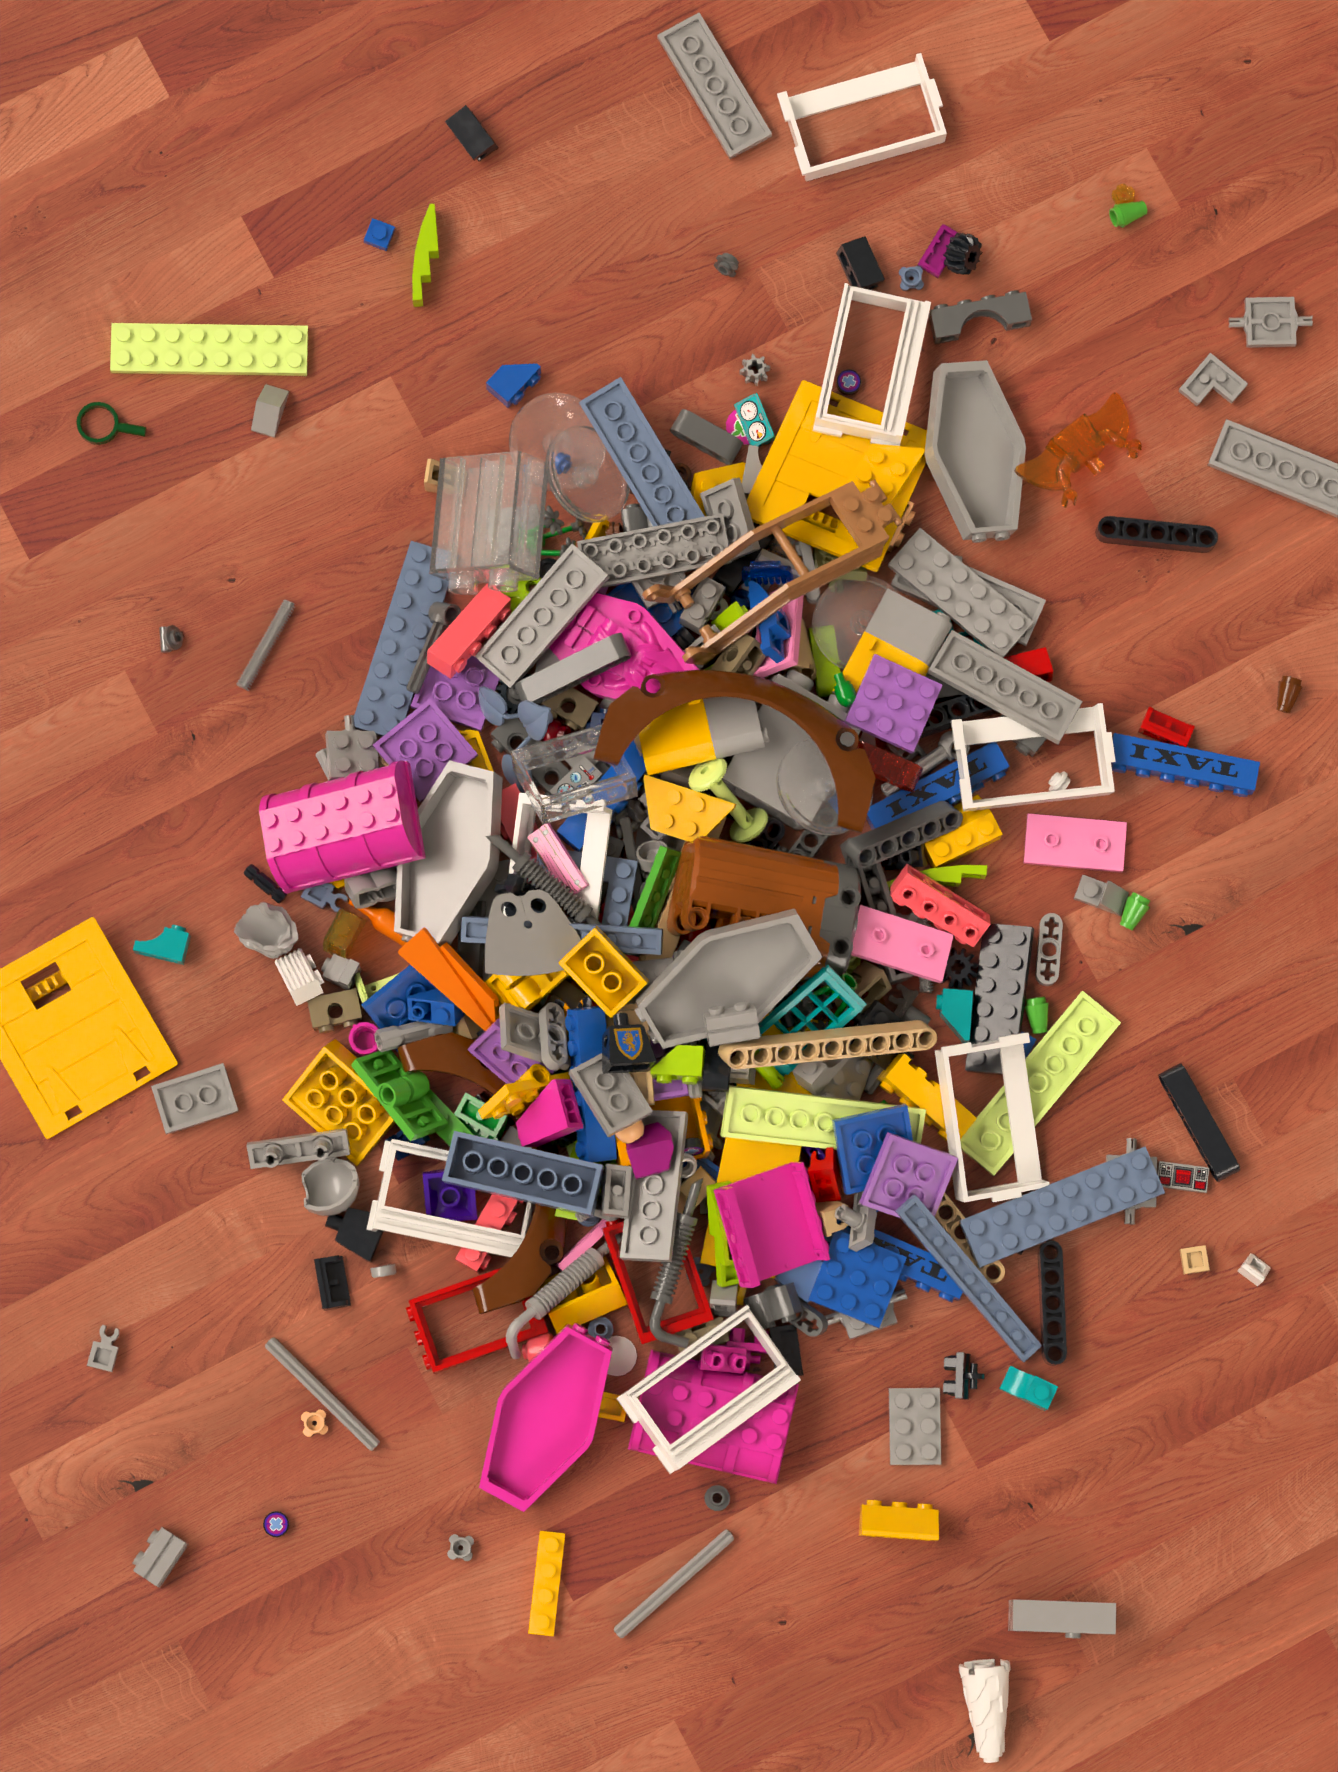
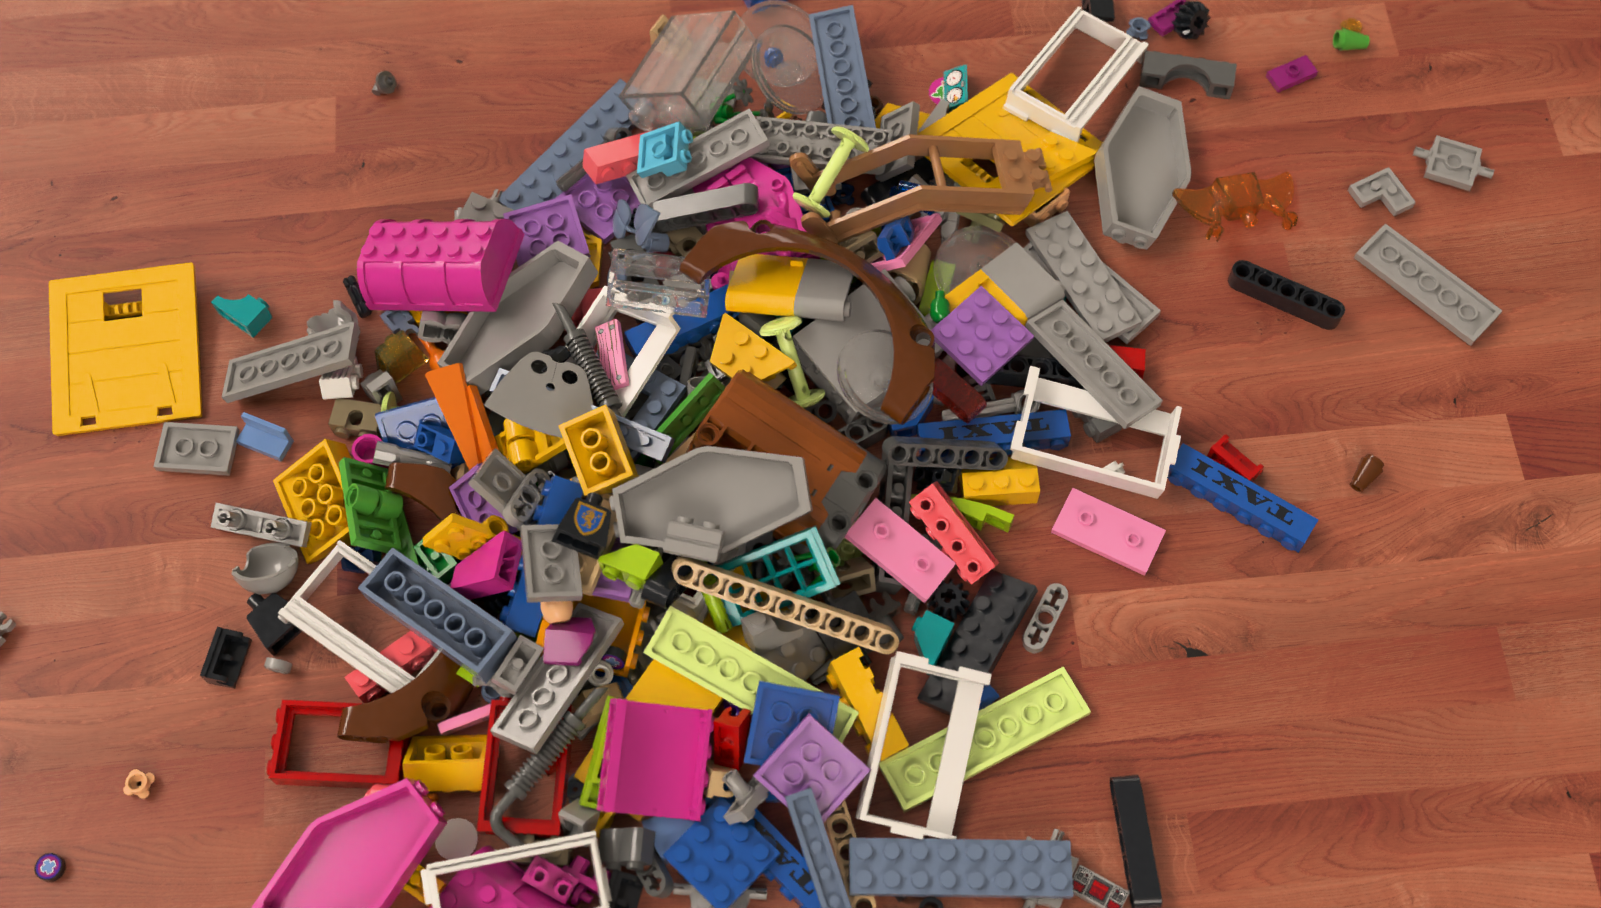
camera: 30 degrees right, 15 degrees down
(249, 983) = (291, 362): none -> light grey plate
(253, 1063) = (264, 437): none -> medium blue panel
(265, 644) = (459, 114): light grey axle -> none
(322, 1393) = (161, 760): light grey axle -> none
(448, 1200) = (370, 622): dark purple slope -> none
(508, 622) = (664, 150): none -> medium azure plate
(557, 1291) = (417, 746): light grey piece -> none
(601, 1321) = (459, 808): sand blue plate -> none
(687, 592) = (848, 141): none -> yellowish green hose
(706, 437) = (908, 84): dark grey beam -> none
(706, 601) = (847, 199): light grey brick -> none
(759, 364) = (972, 49): light grey gear -> none
(848, 382) = (1051, 87): tile -> none
(1037, 1014) = (1010, 672): bright green cone -> none
(1081, 274) = (1291, 73): none -> magenta plate
(1101, 895) = (1117, 588): light grey slope -> none
(1134, 910) = (1145, 611): bright green cone -> none

